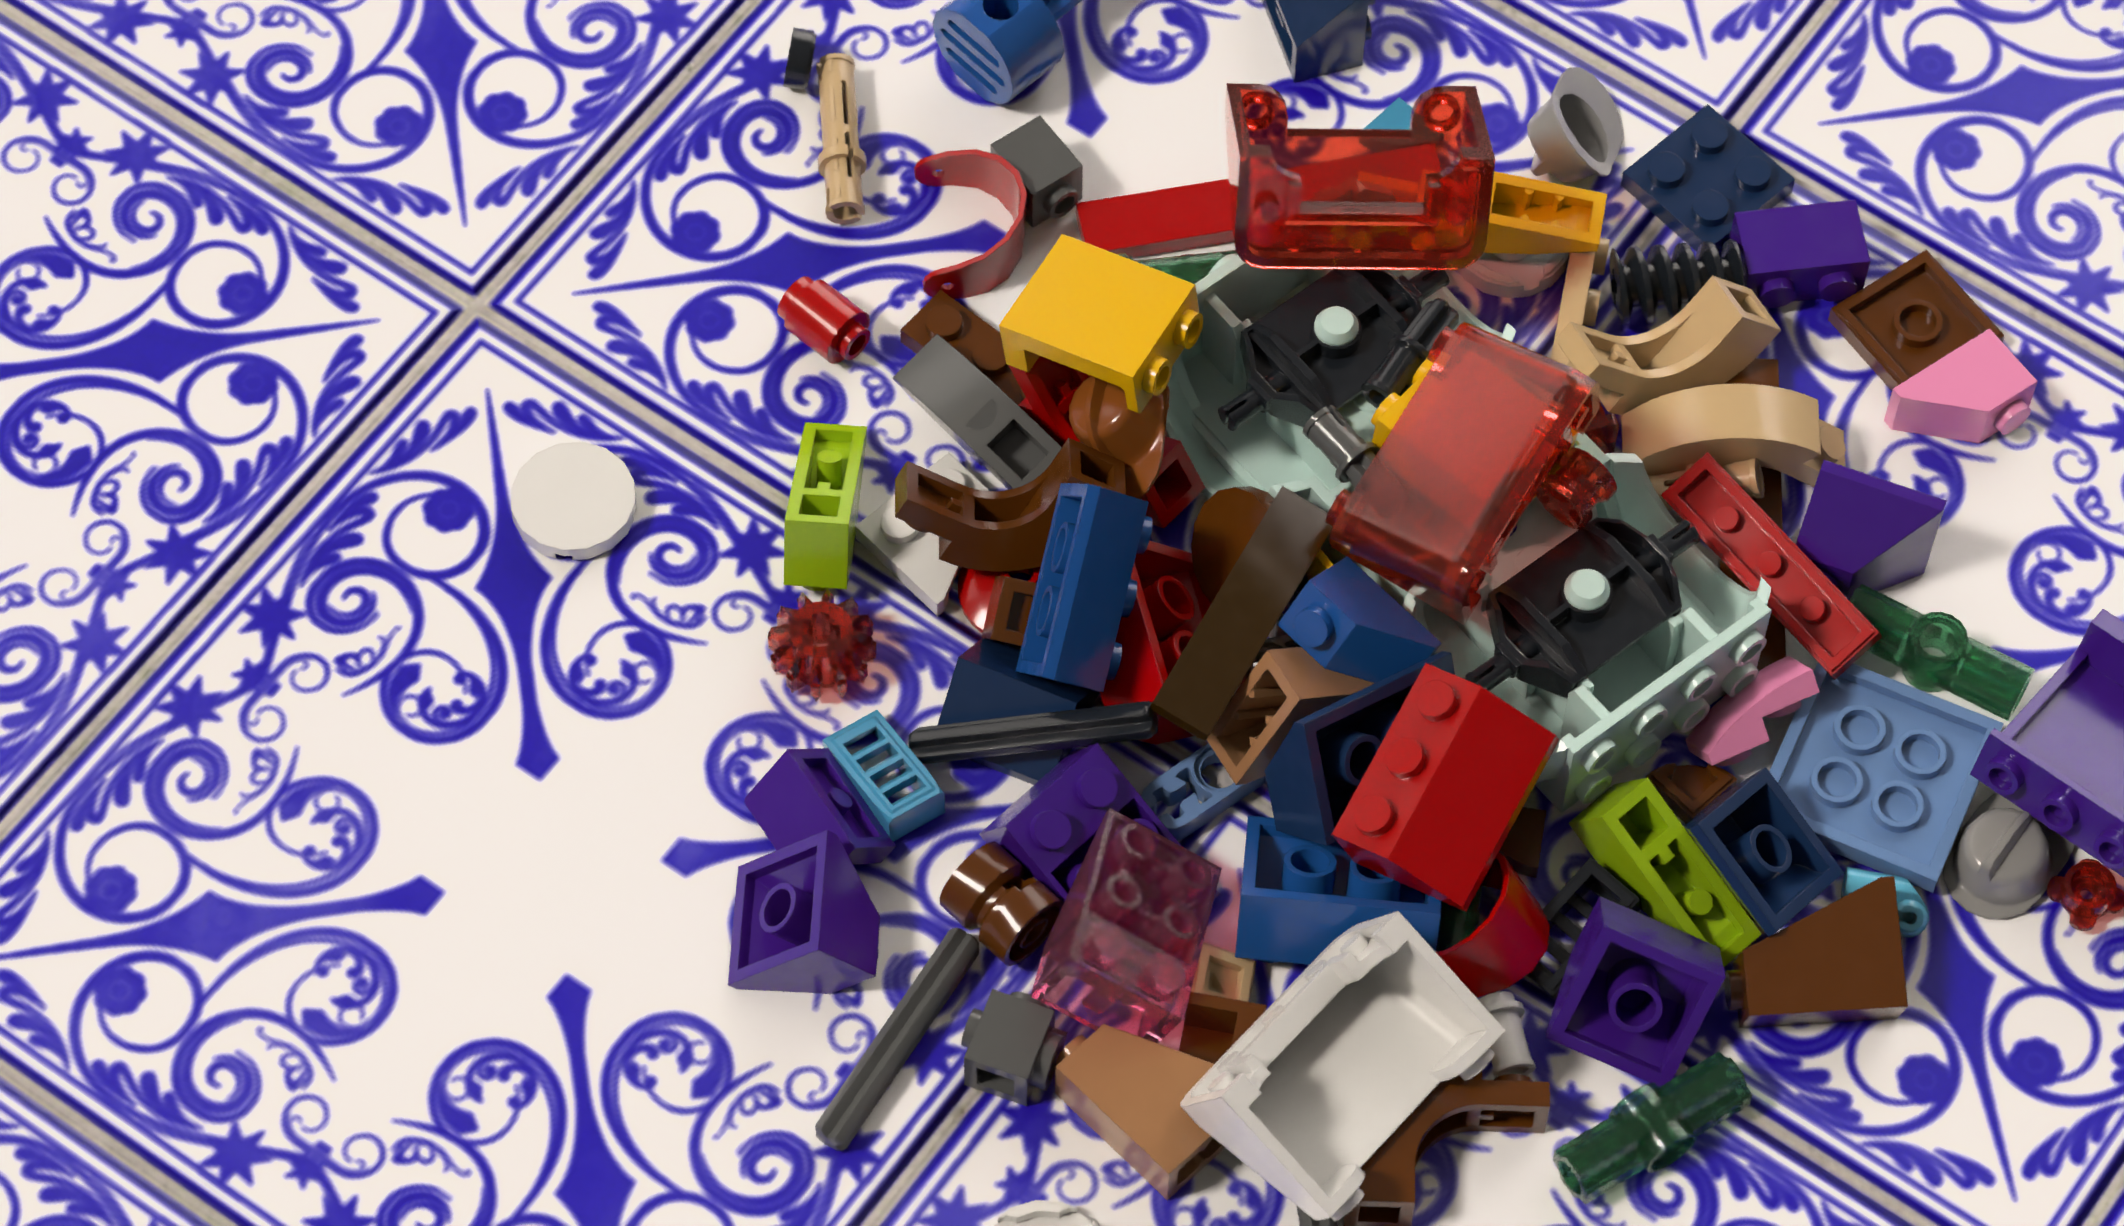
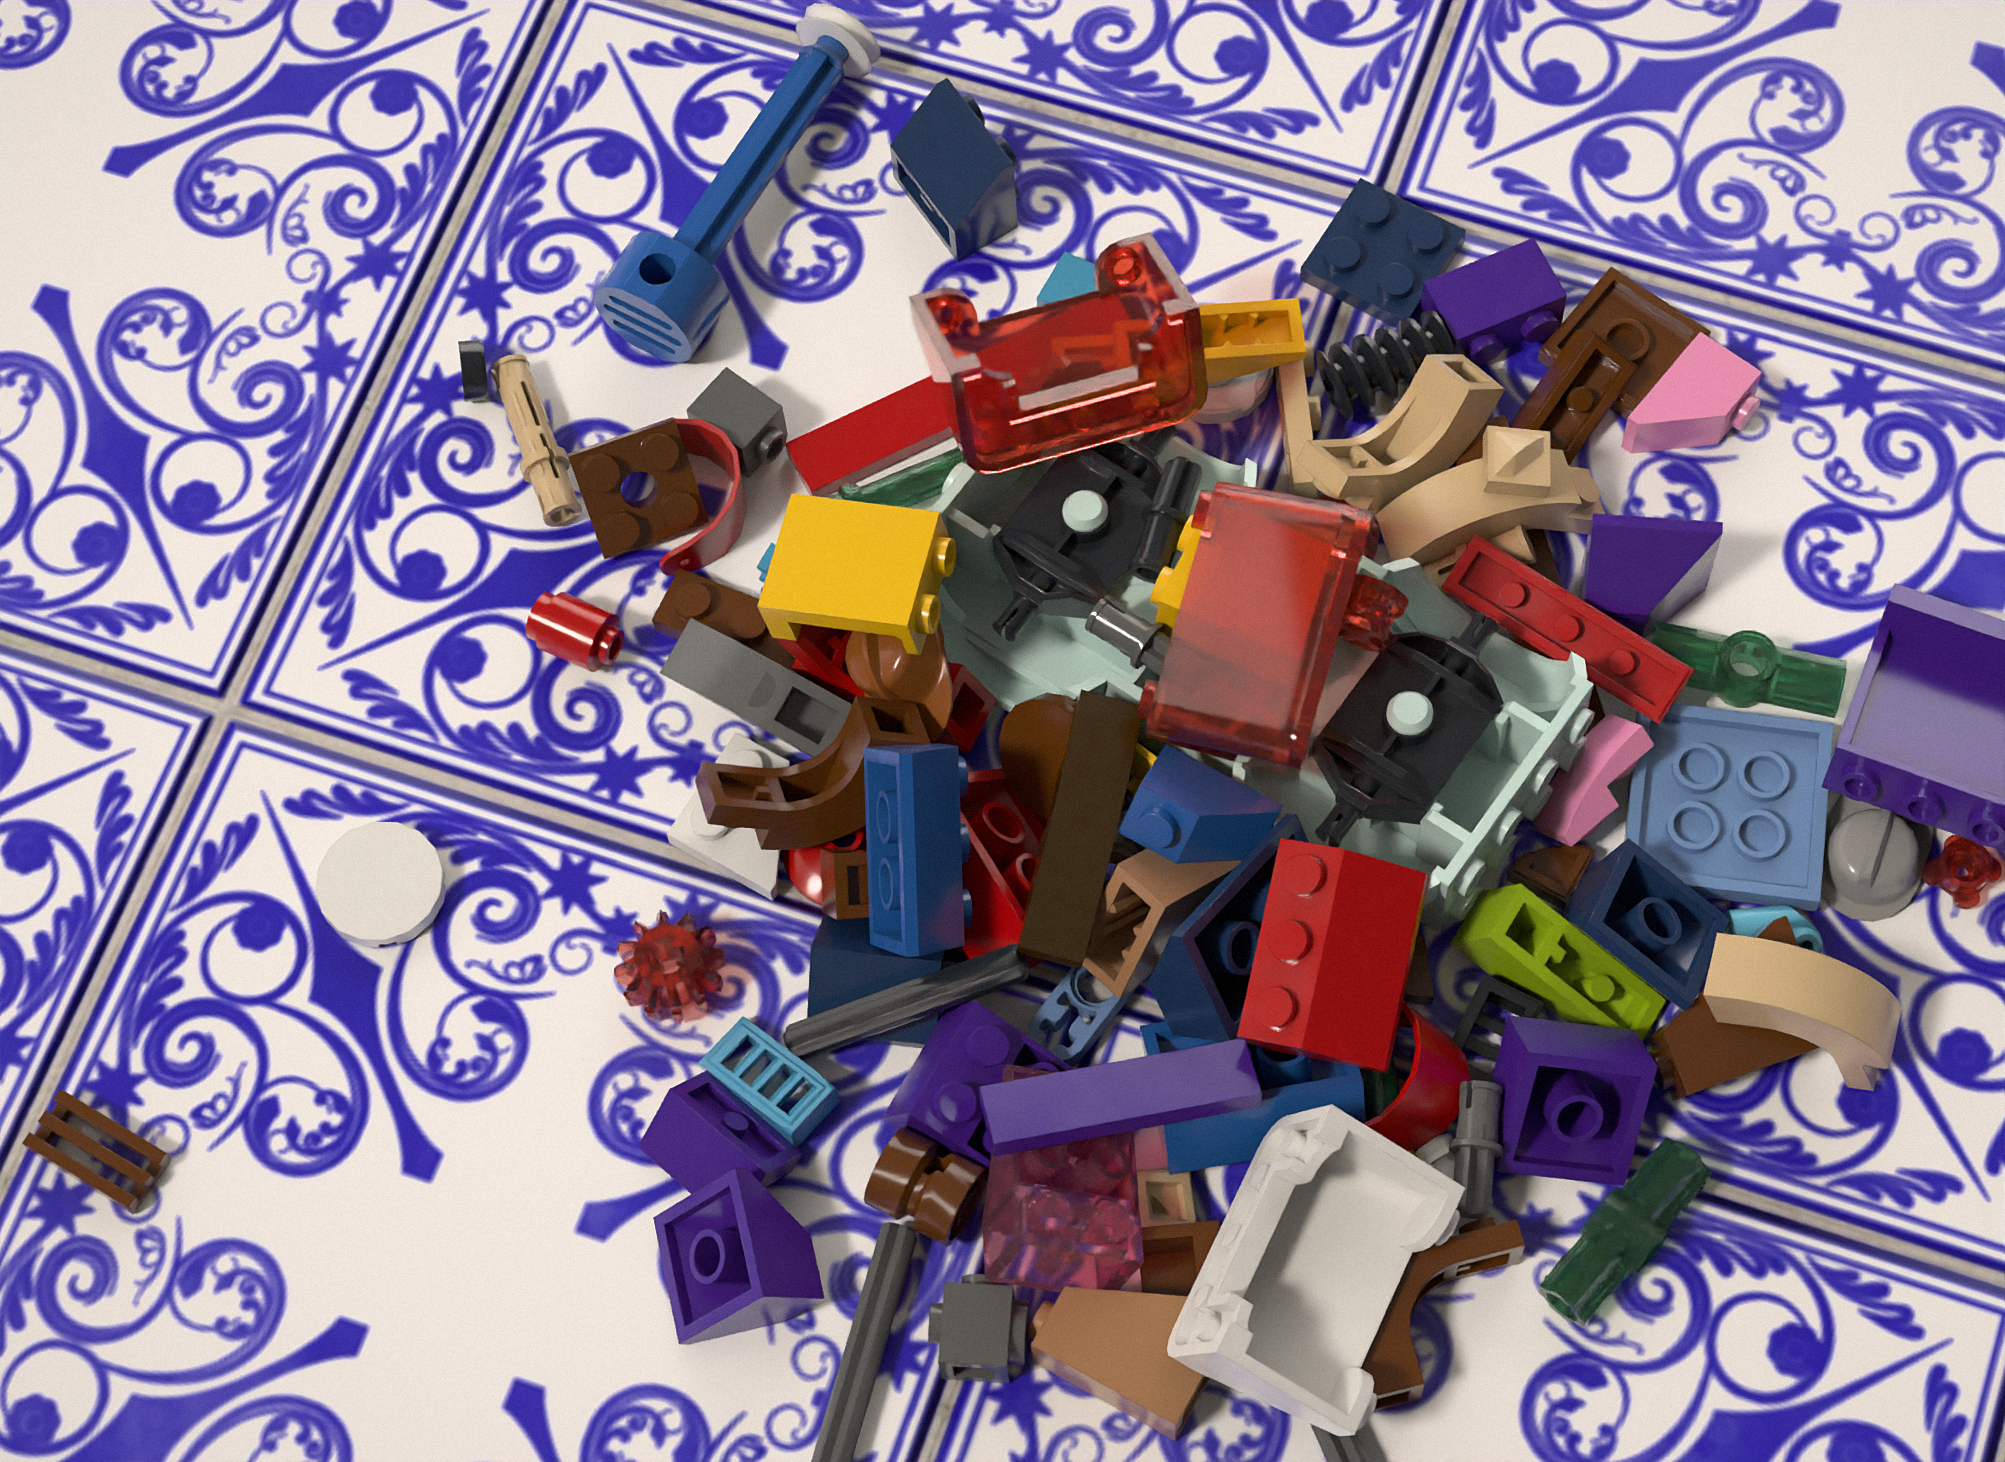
camera: 10 degrees left, 5 degrees up
(209, 632) = (54, 1124): none -> reddish brown tile
(824, 506) = (630, 822): lime slope -> none
(949, 233) = (666, 511): none -> reddish brown piece
(1205, 861) = (1119, 1097): none -> dark purple tile
(1531, 1007) = (1476, 1145): none -> dark grey axle
(1576, 129) = (1244, 239): light grey piece -> none
(1766, 394) = (1516, 461): none -> tan tile
(1851, 358) = (1576, 392): none -> reddish brown slope
(1892, 953) = (1807, 997): none -> tan arch

